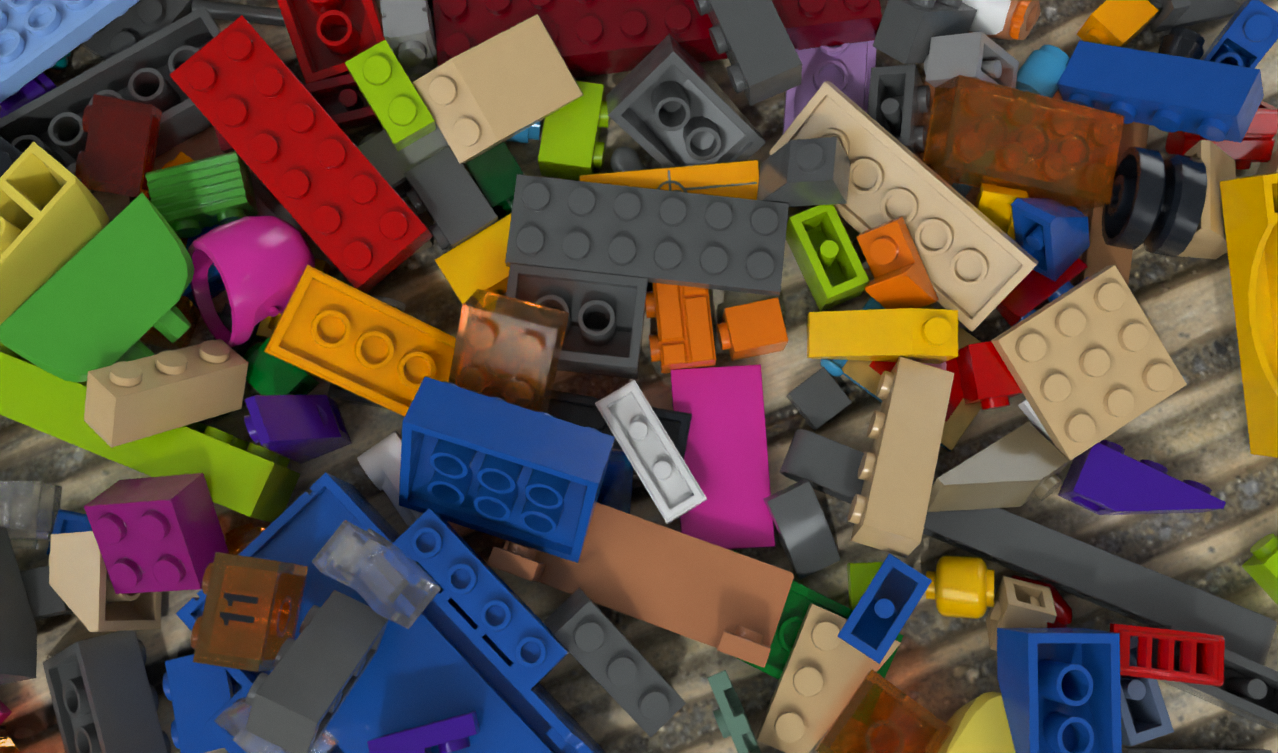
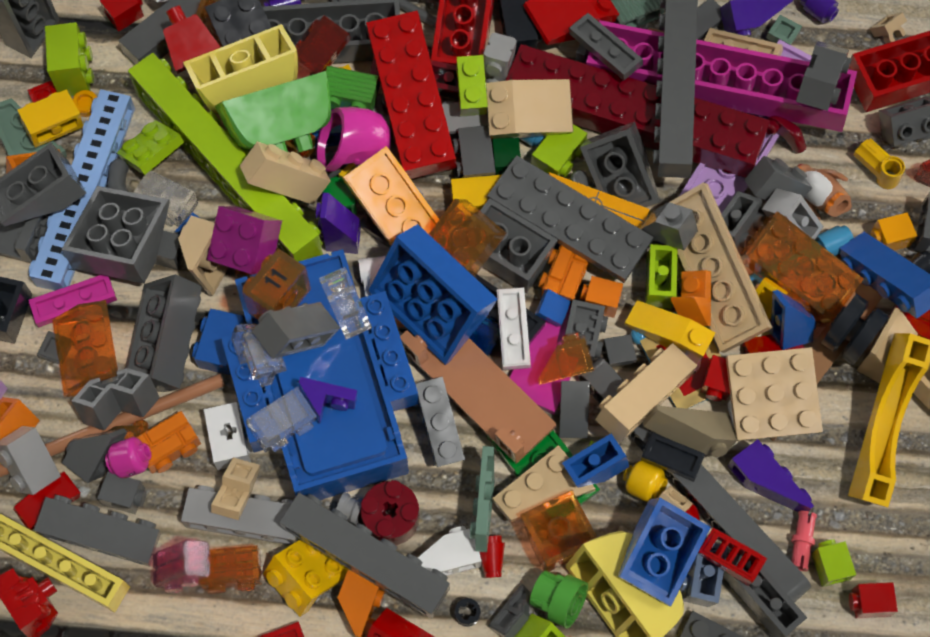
camera: 25 degrees right, 10 degrees down
(691, 387) = (553, 307): none -> blue tile
(755, 398) = (589, 321): none -> dark grey bracket
(759, 465) = (567, 359): none -> clear orange slope
(988, 534) = (672, 456): none -> black tile
(1226, 556) = (803, 540): none -> coral pin

